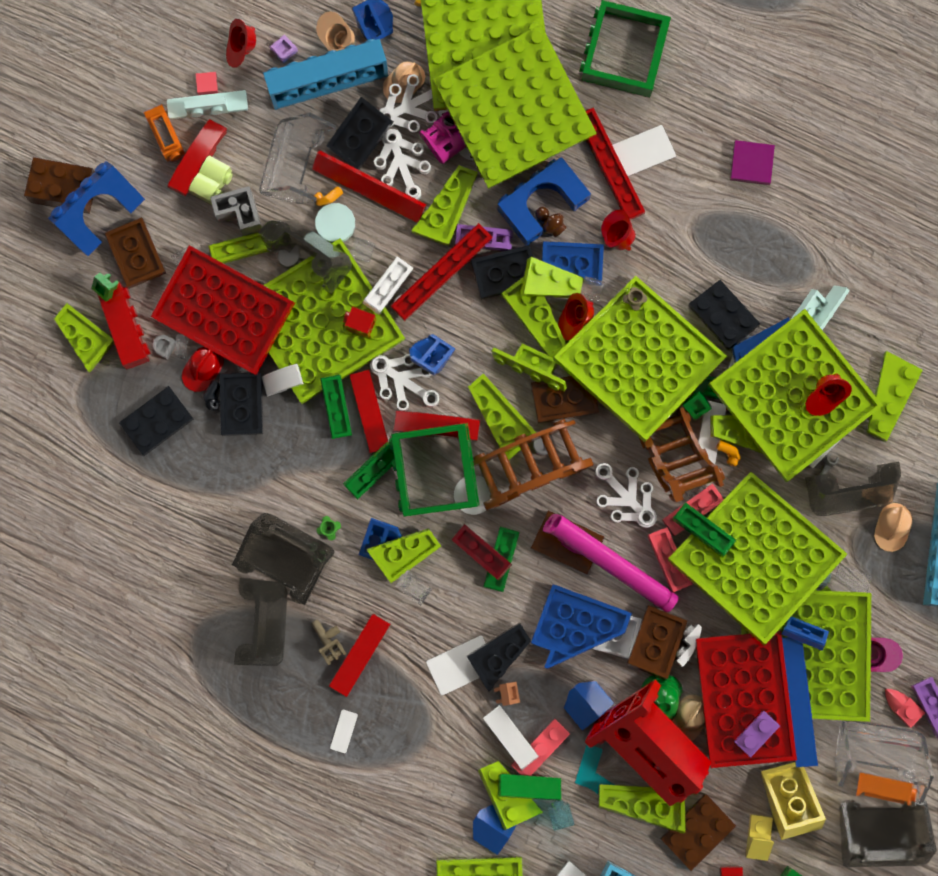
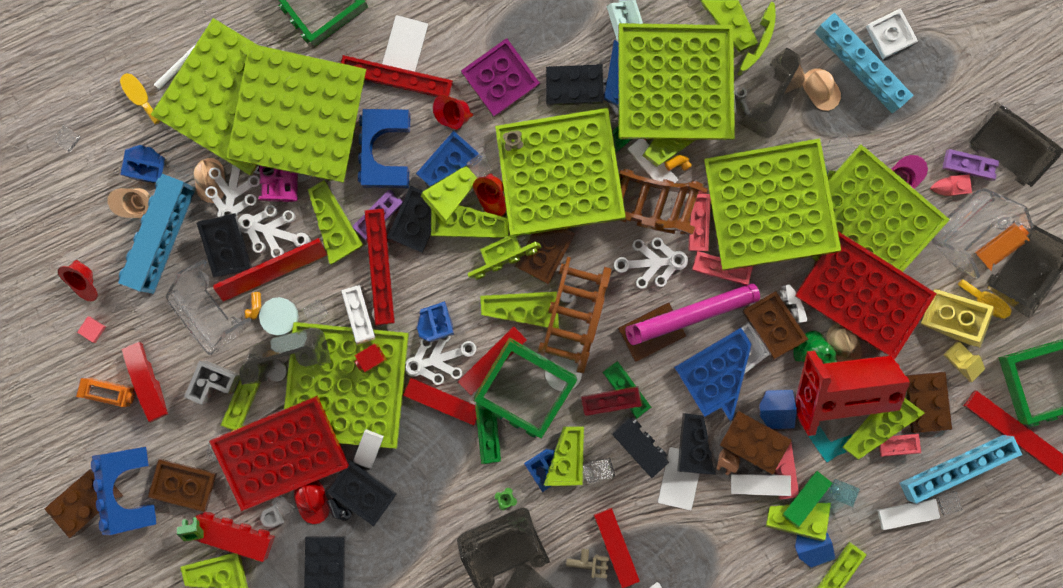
camera: 50 degrees left, 5 degrees up
(207, 104) = (109, 342): light aqua bracket -> none
(210, 179) = (170, 384): yellowish green brick -> none
(283, 49) = (111, 250): lavender tile -> none
(336, 406) = (419, 424): green tile -> none
(462, 604) = (640, 446): none -> black brick
(543, 703) = (755, 442): none -> reddish brown brick
(552, 224) = (407, 156): reddish brown animal -> none
(640, 835) = (901, 445): none -> coral plate
(679, 249) = (500, 77): none -> magenta plate
(697, 405) = (626, 158): green tile -> none
(704, 530) = (722, 227): green tile -> none
(756, 733) = (897, 307): medium lavender plate -> none
(799, 703) = (897, 257): blue tile -> none
(805, 633) = (855, 216): blue tile -> none
(828, 394) = (696, 57): red piece -> none
(831, 829) = (1001, 308): none -> yellow piece
(866, 445) = (767, 21): none -> lime slope

